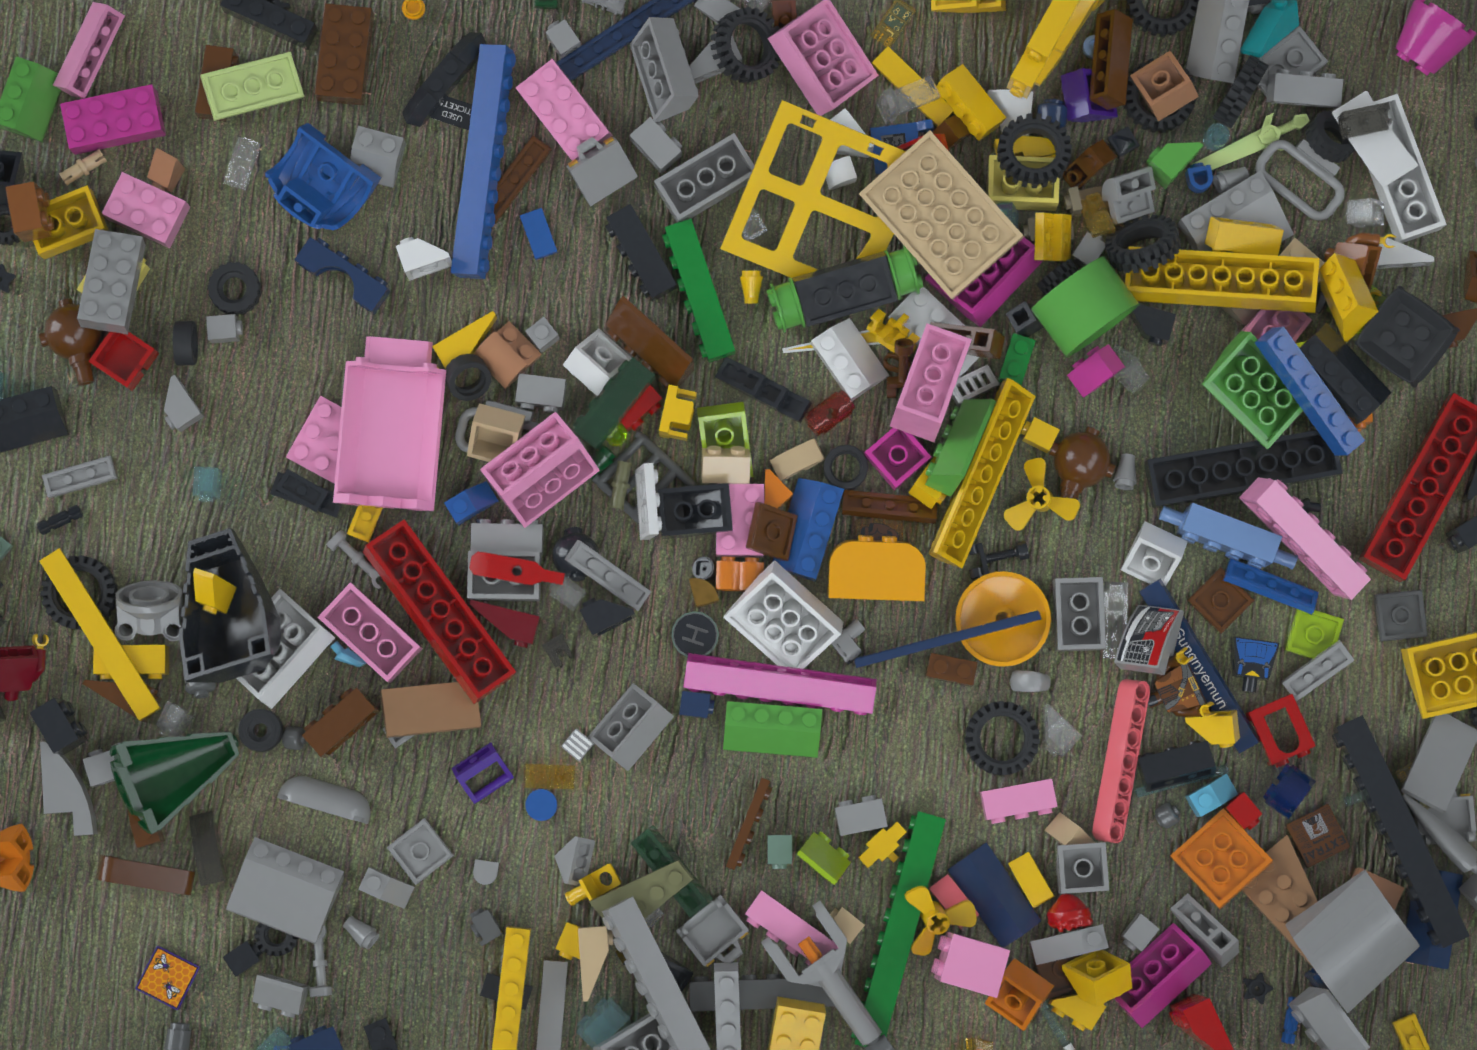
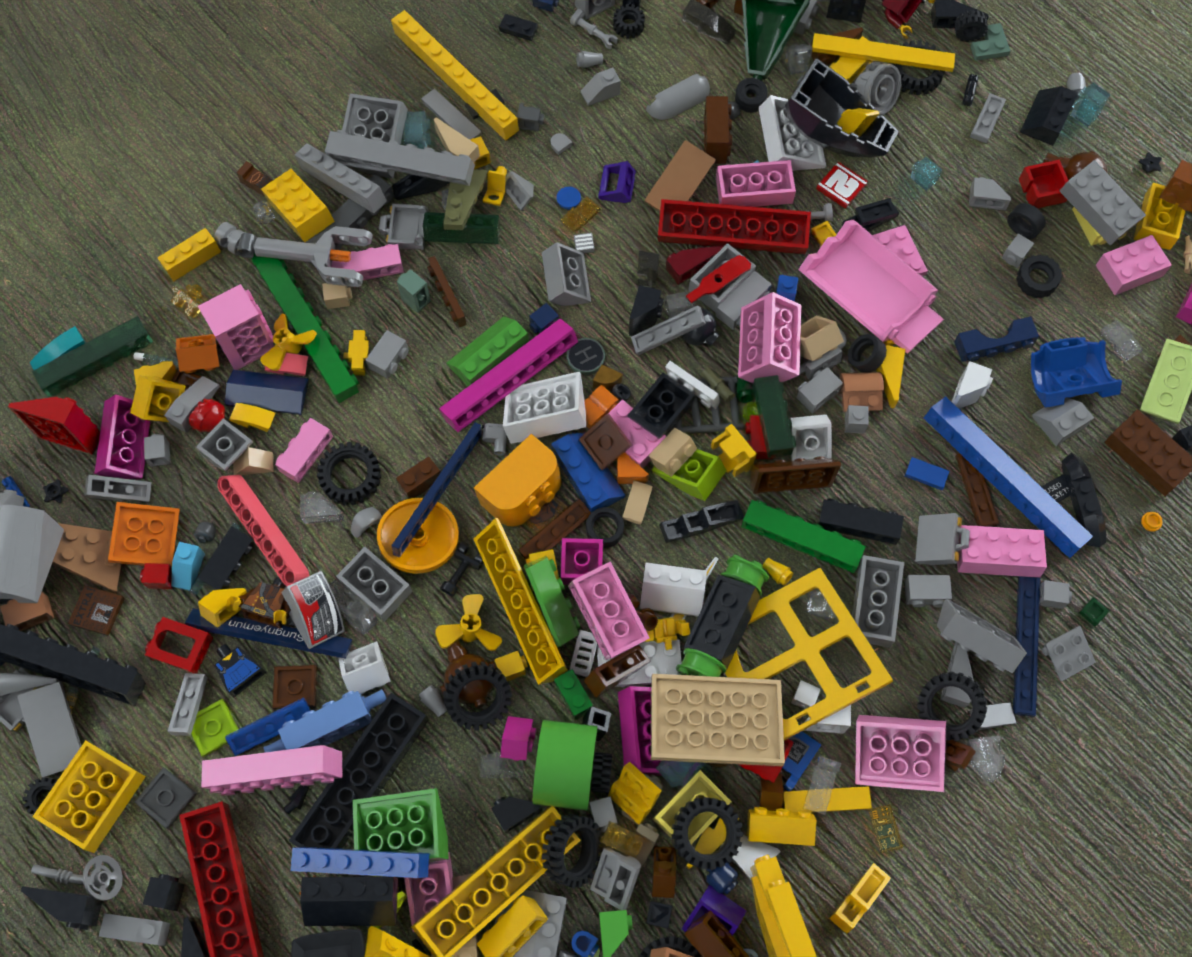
camera: 135 degrees right, 15 degrees down
(165, 171) = (1152, 292): nougat slope -> none
(285, 890) = (648, 37): light grey slope -> none
(289, 554) = (841, 185): none -> tile
(420, 851) = (604, 121): light grey tile -> none
(823, 857) = (383, 305): lime slope -> none
(842, 409) = (648, 535): clear red piece -> none
(1087, 449) = (481, 718): none -> black tyre
(1289, 791) = (136, 612): clear blue brick -> none

